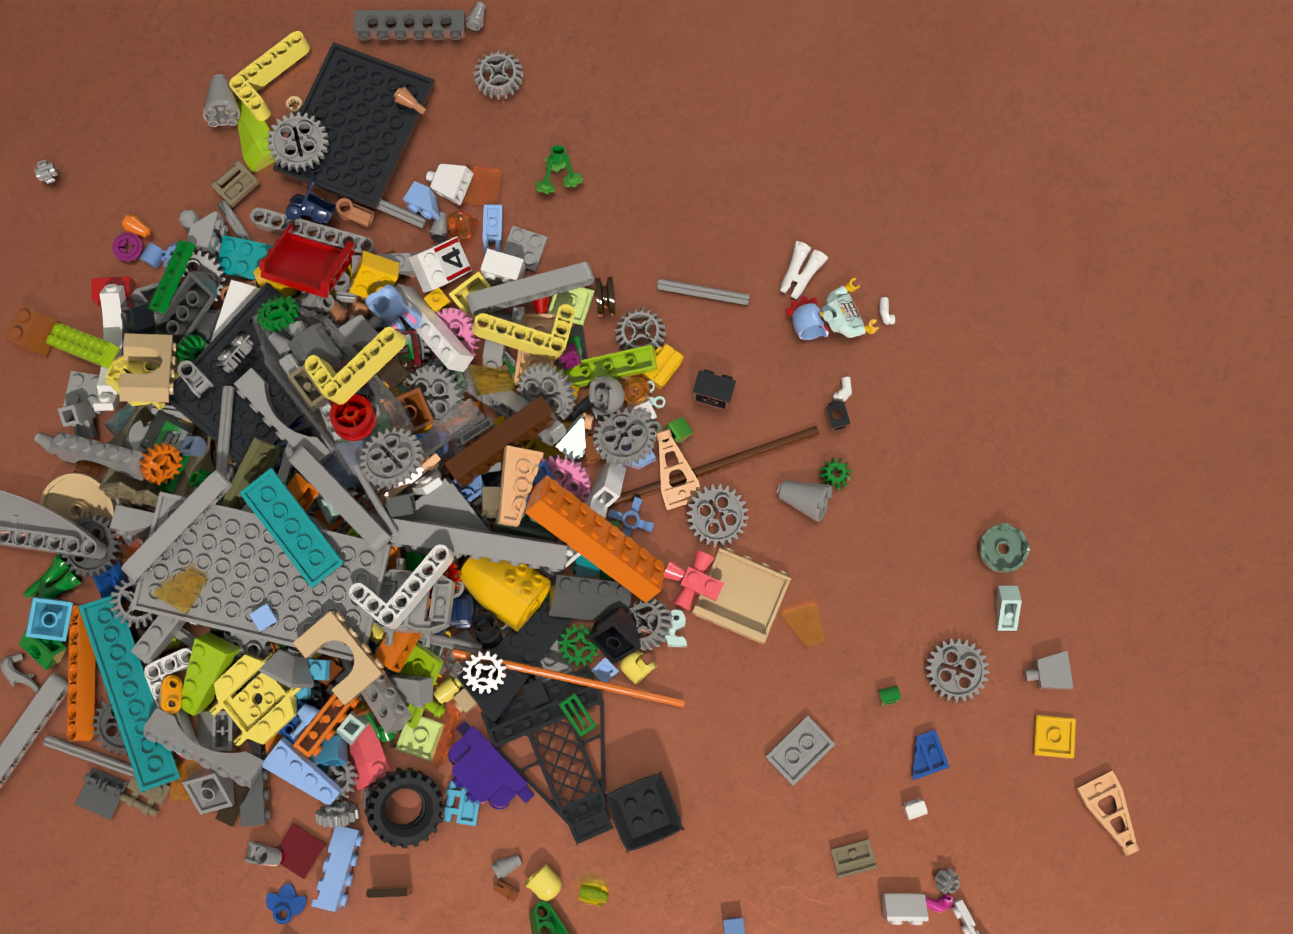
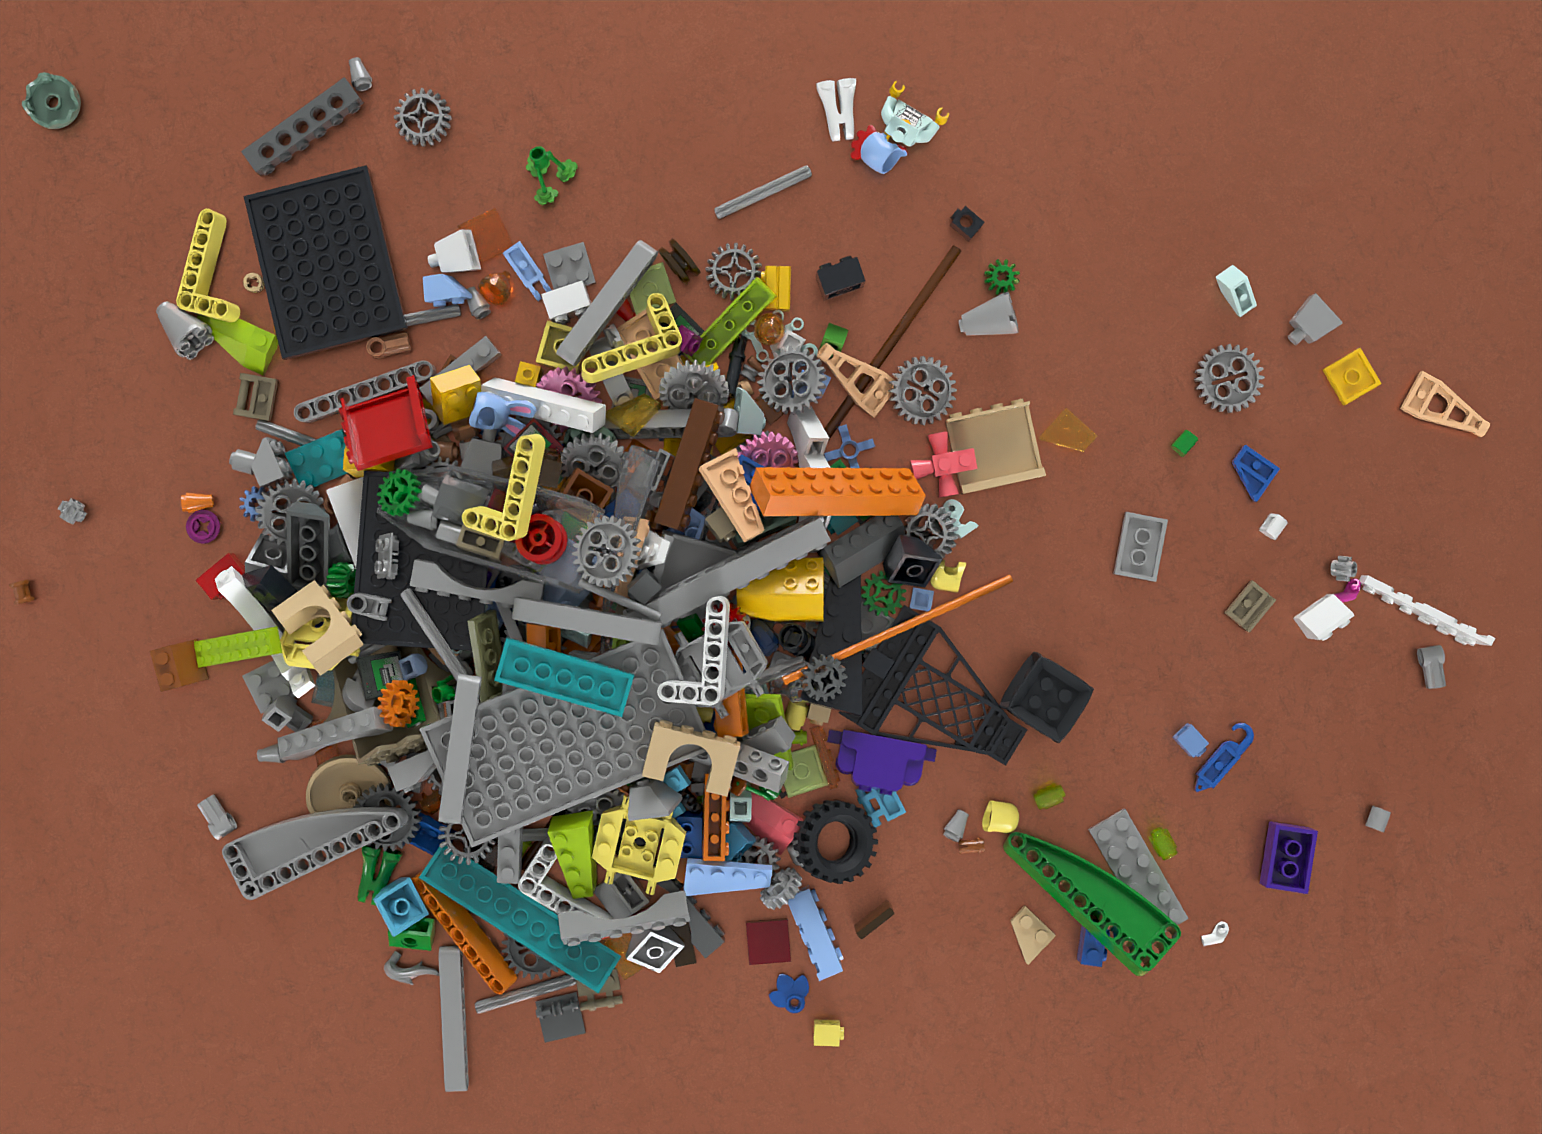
camera: 35 degrees left, 10 degrees up
(152, 255) = (232, 518): medium blue brick -> none
(168, 694) = (559, 893): light orange plate -> none
(171, 277) = (272, 527): green plate -> none
(182, 590) = (507, 800): clear yellow wing -> none
(262, 854) = (740, 967): light grey piece -> none
(264, 617) = (597, 771): light blue tile -> none
(281, 145) = (275, 331): light grey gear -> none
(306, 714) = (695, 826): light blue bar -> none
(310, 205) = (344, 368): dark blue piece -> none
(405, 98) = (355, 203): nougat cone -> none
(440, 264) = (506, 339): white slope -> none
(587, 729) = (910, 649): green tile -> none
(606, 394) = (748, 353): light grey cylinder -> none
(845, 392) = (957, 194): white arm -> none
(884, 311) = (940, 92): white arm -> none
(1015, 541) = (1208, 229): sand green plate -> none

